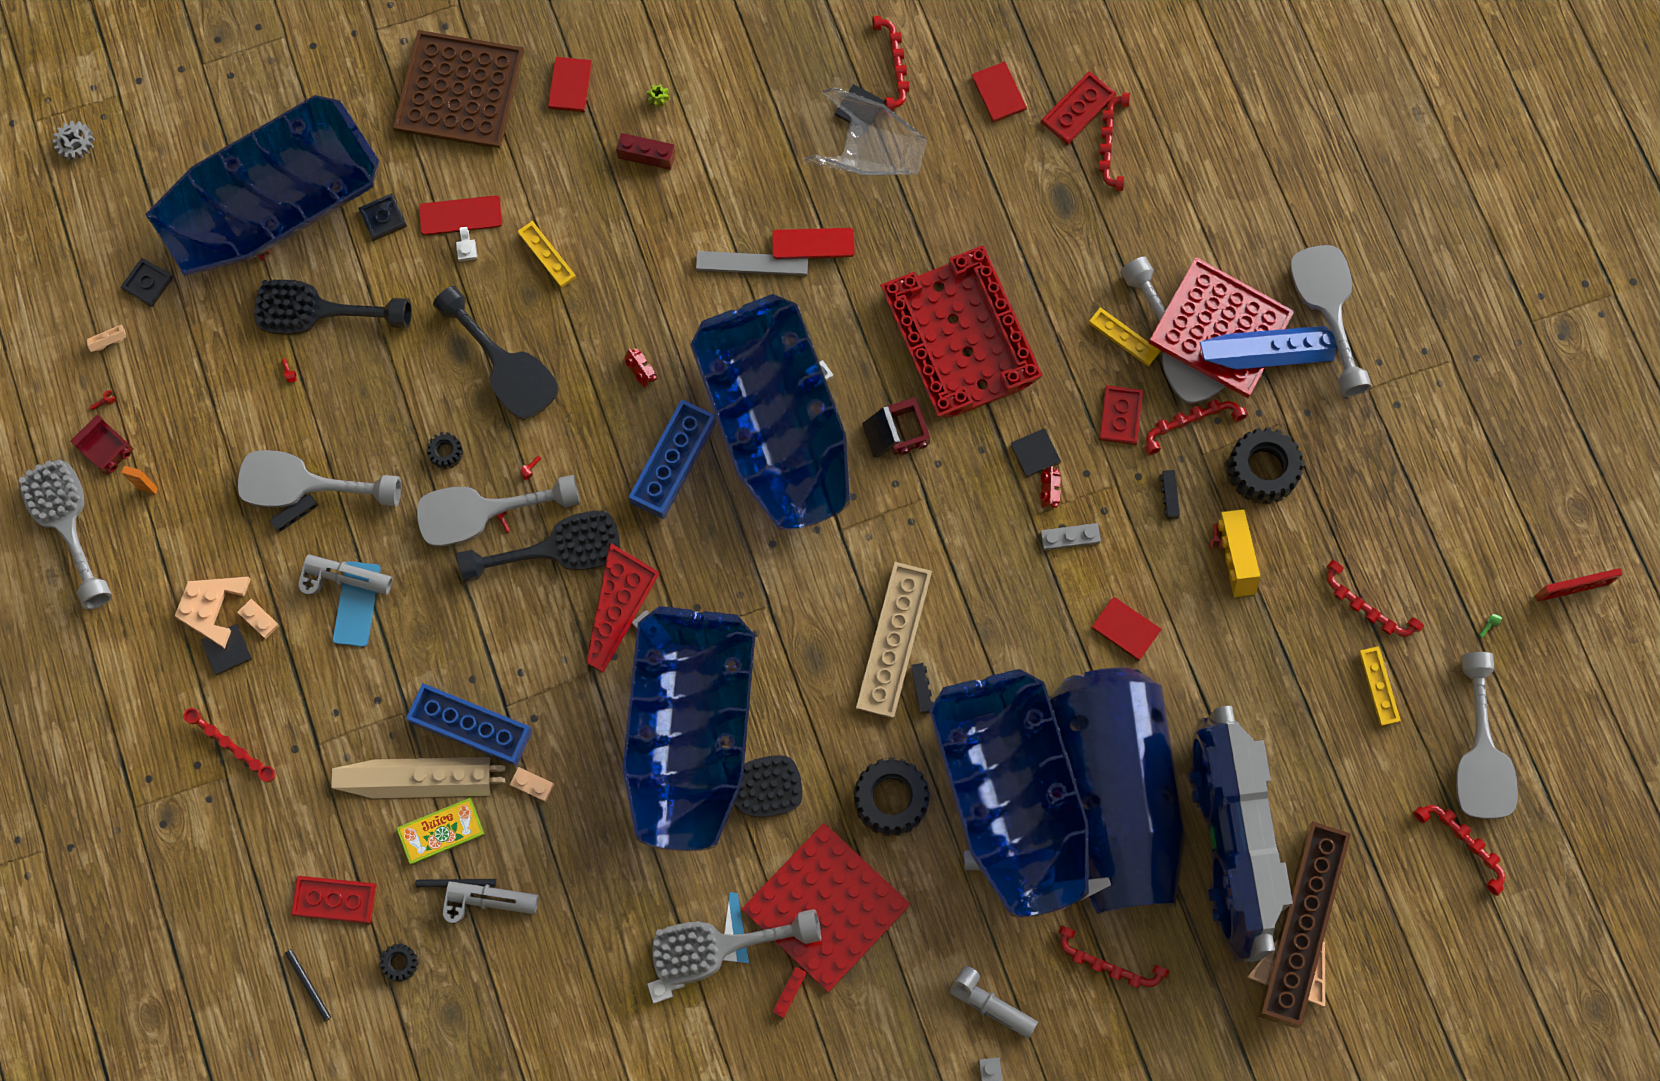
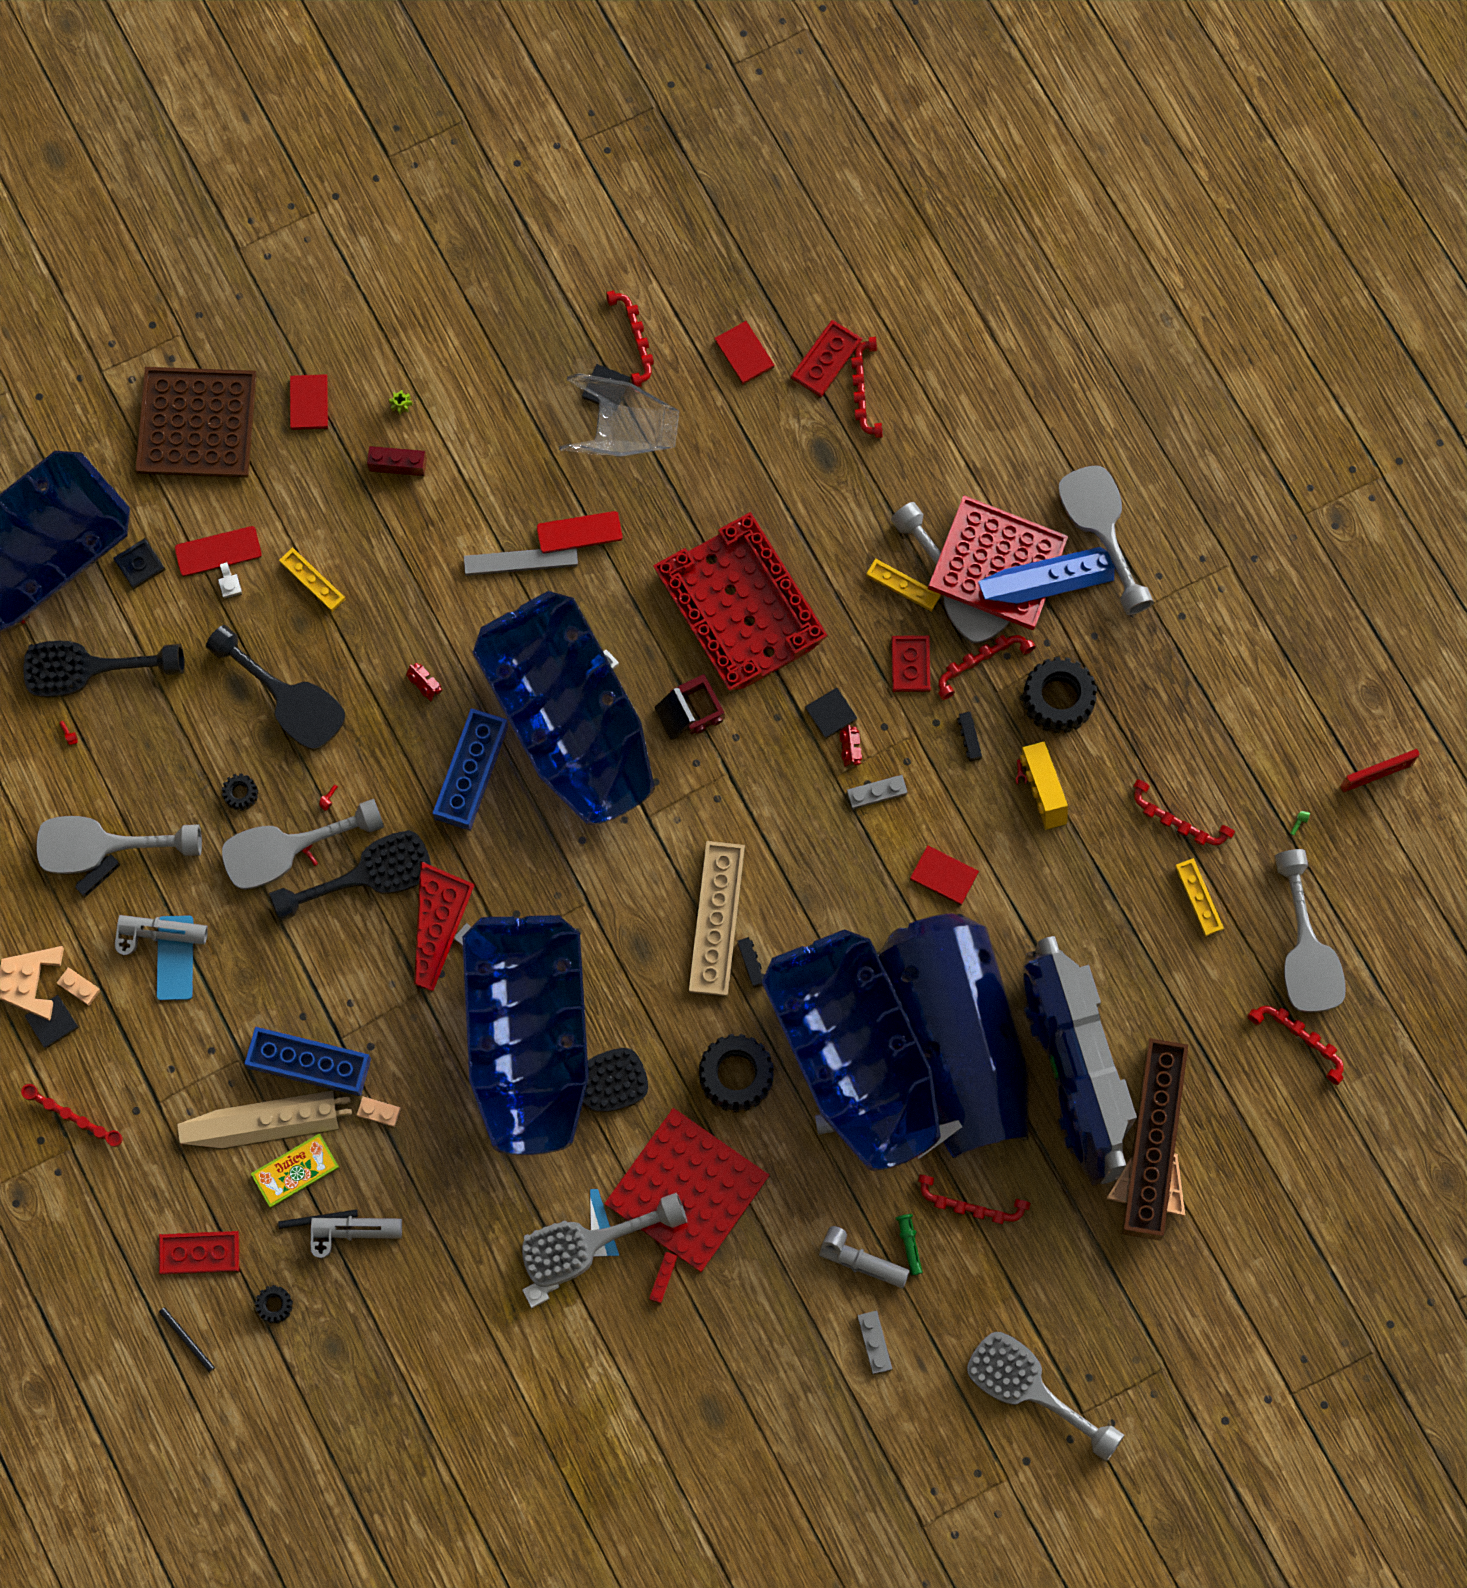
camera: 10 degrees left, 0 degrees up
(1041, 986) = (908, 1235): none -> green pin

